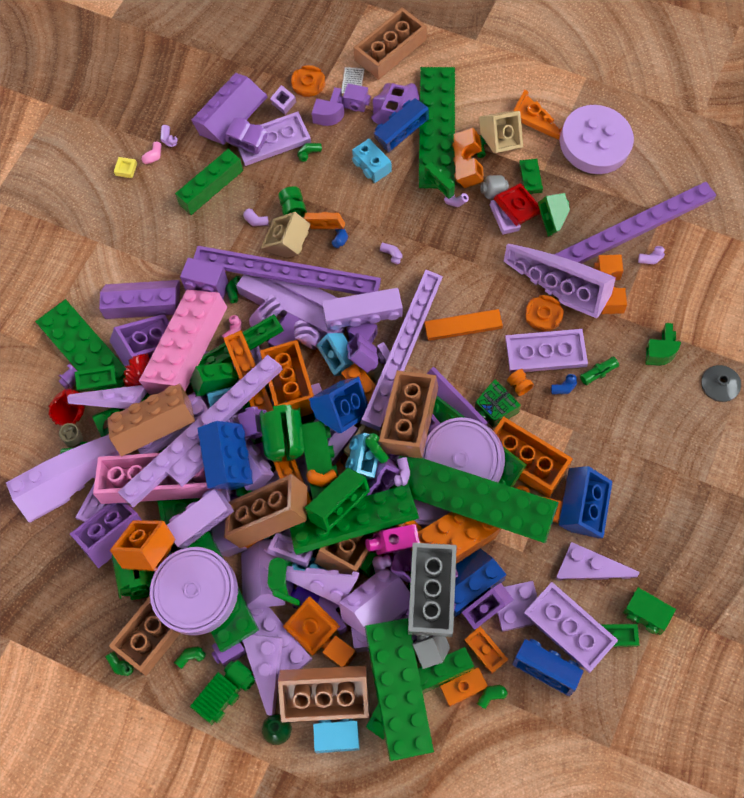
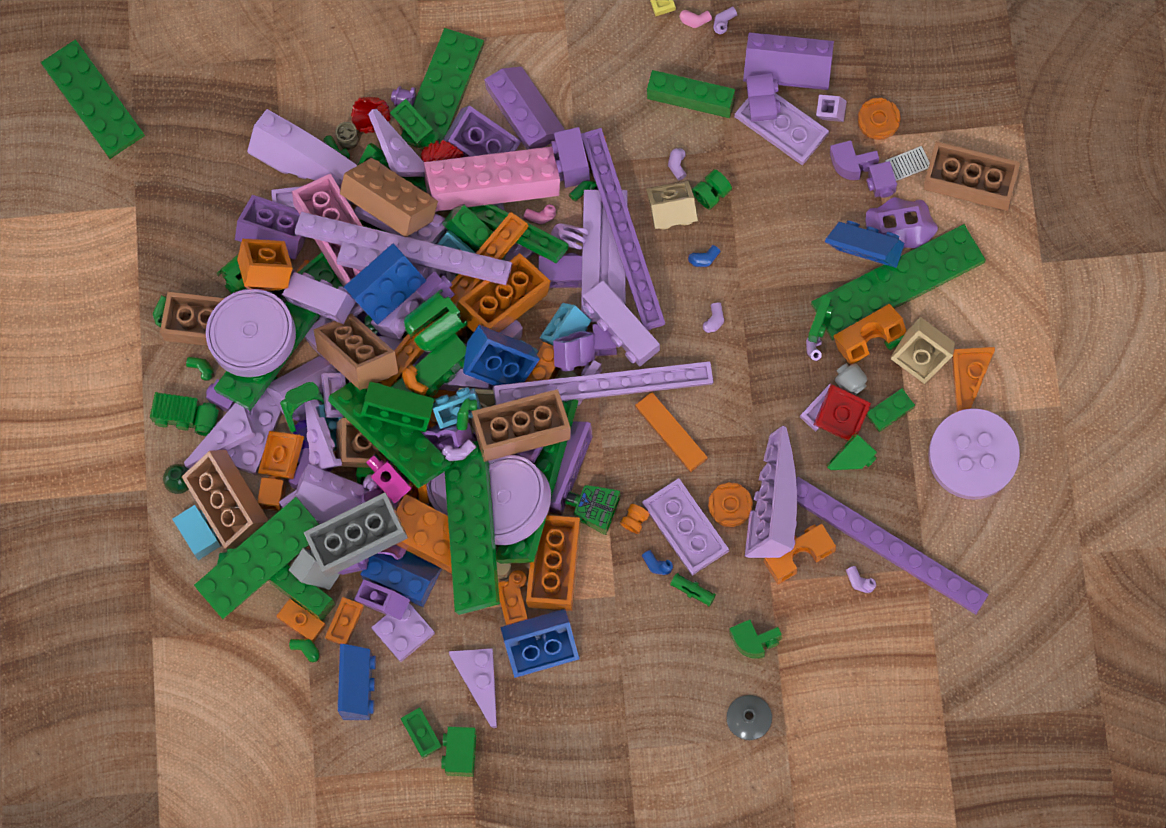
camera: 65 degrees right, 5 degrees up
(306, 149) = (788, 166): green arm -> none
(307, 334) = (566, 290): lavender arm -> none
(325, 220) = (709, 231): orange plate -> none
(371, 160) = (811, 238): medium azure brick -> none
(570, 627) = (402, 684): lavender plate -> none

